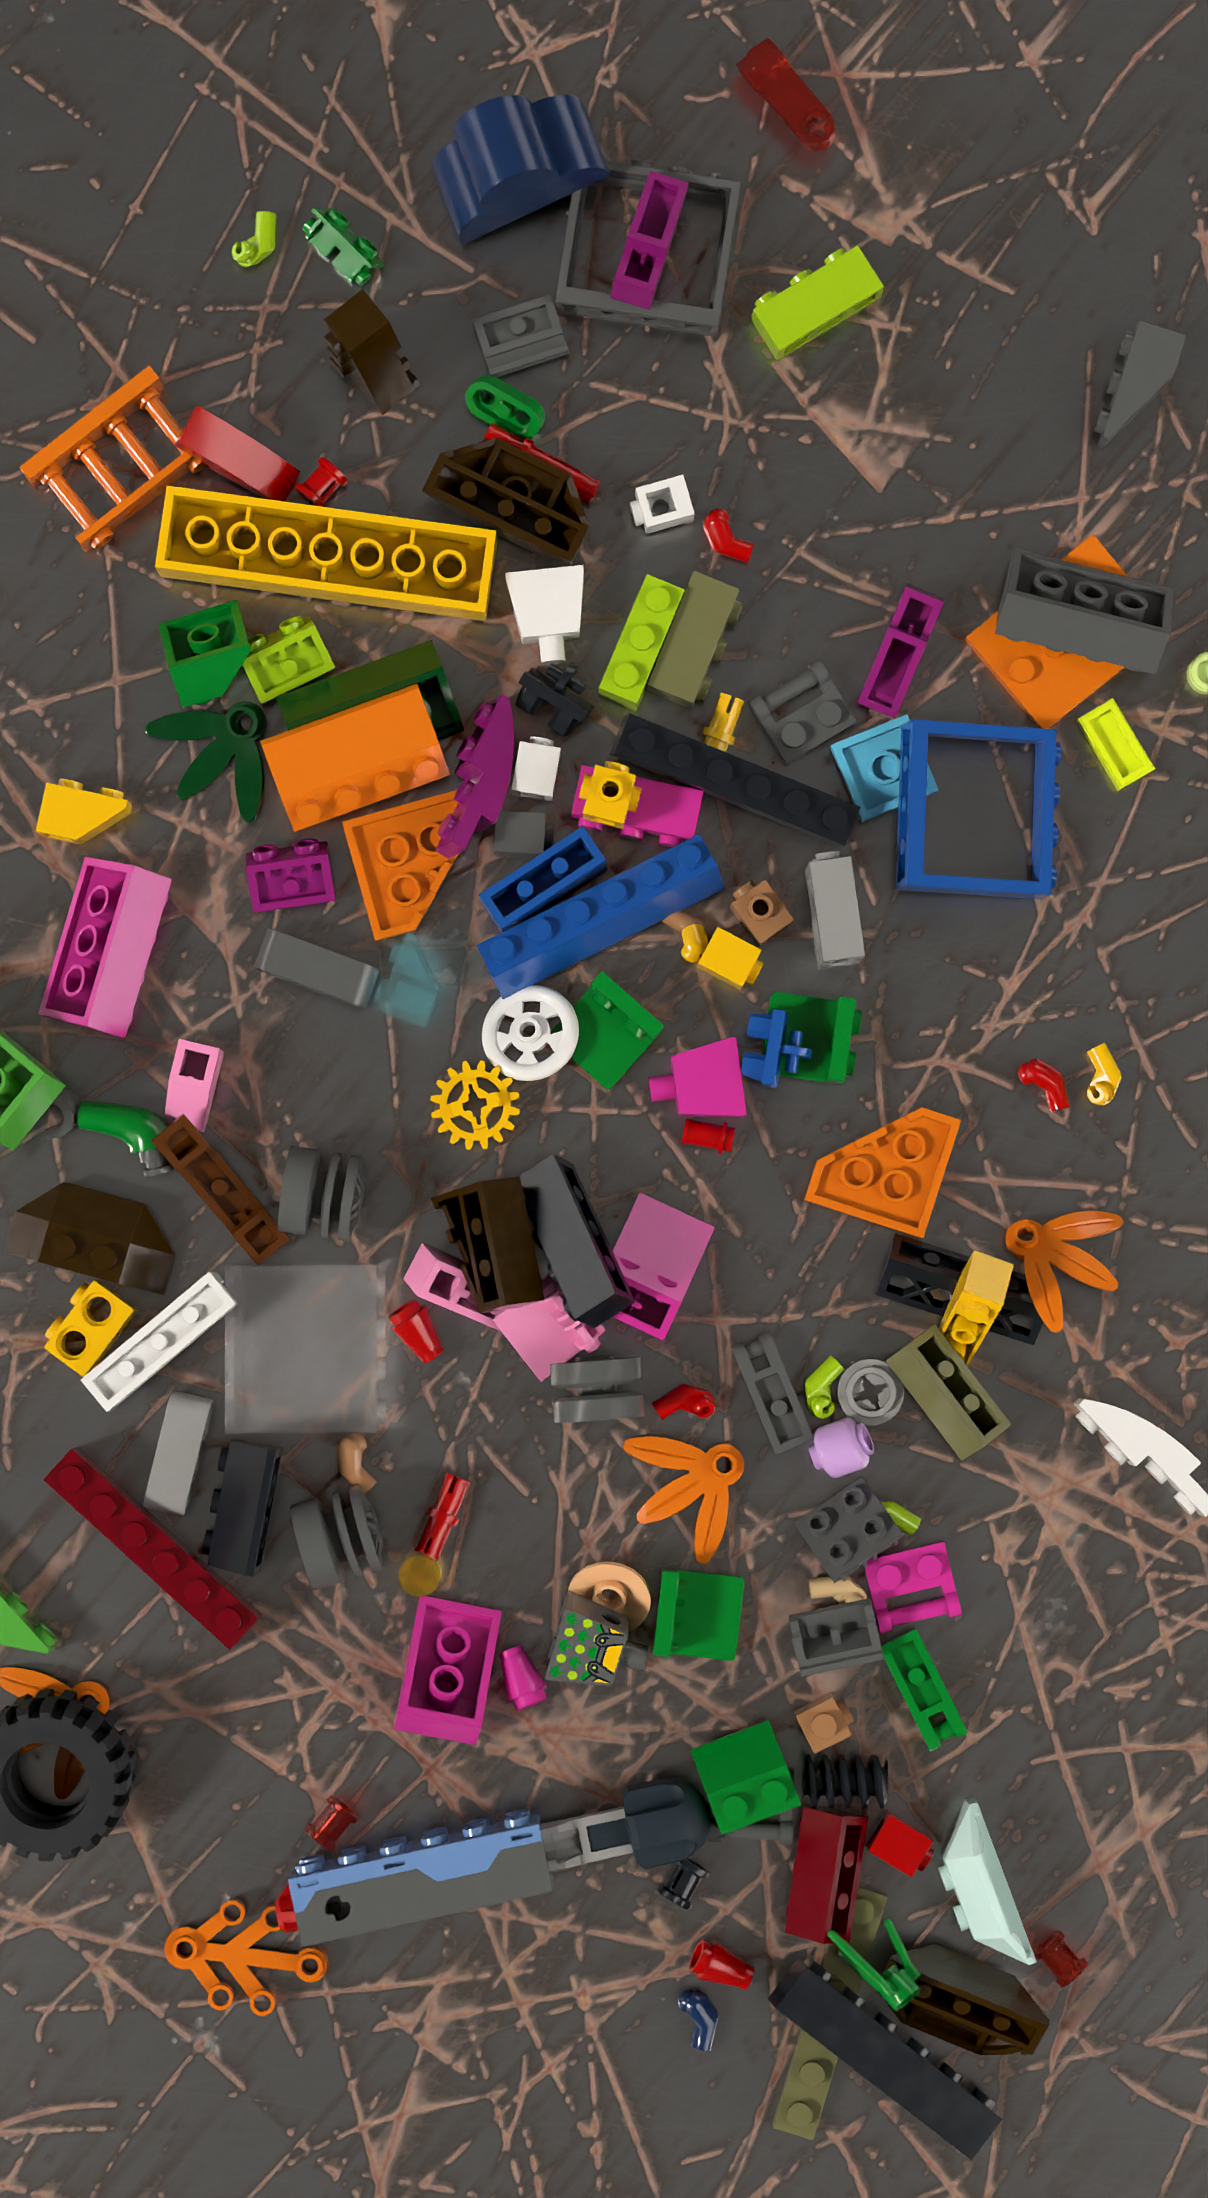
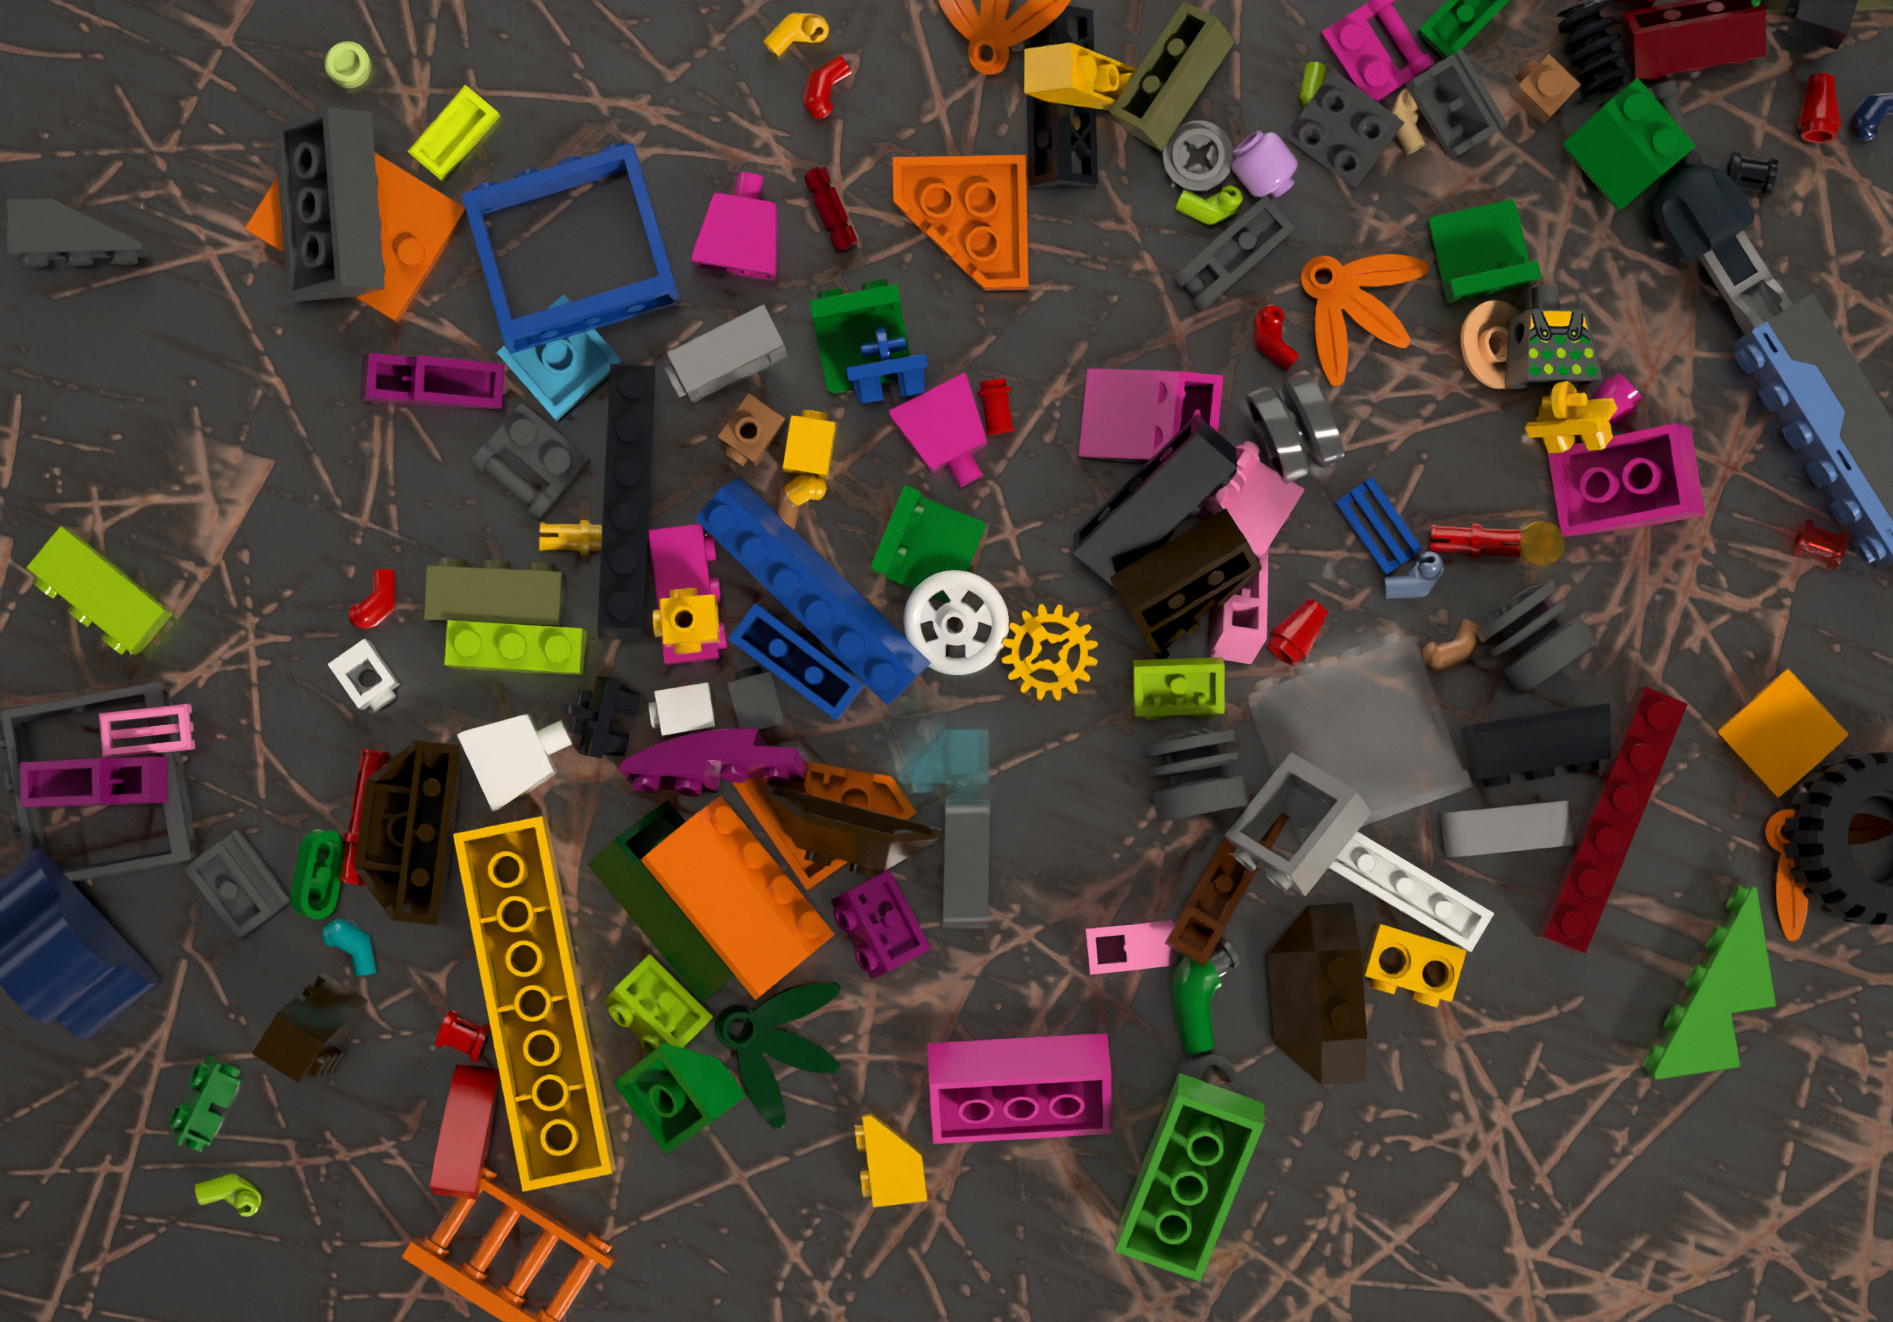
camera: 105 degrees left, 0 degrees up
(177, 1729) = (1783, 732): none -> light orange slope
(219, 1281) = (1321, 847): none -> light grey window
(378, 872) = (848, 832): none -> dark brown wedge
(403, 1206) = (1178, 688): none -> lime bracket
(425, 1454) = (1418, 581): none -> sand blue arm
(437, 418) = (353, 941): none -> teal arm
(520, 1426) = (1392, 515): none -> blue tile
(521, 1636) = (1571, 414): none -> yellow hips
(671, 332) = (184, 727): none -> bright pink tile
(935, 1051) = (830, 208): none -> dark red axle
(940, 963) = (740, 232): none -> dark pink torso

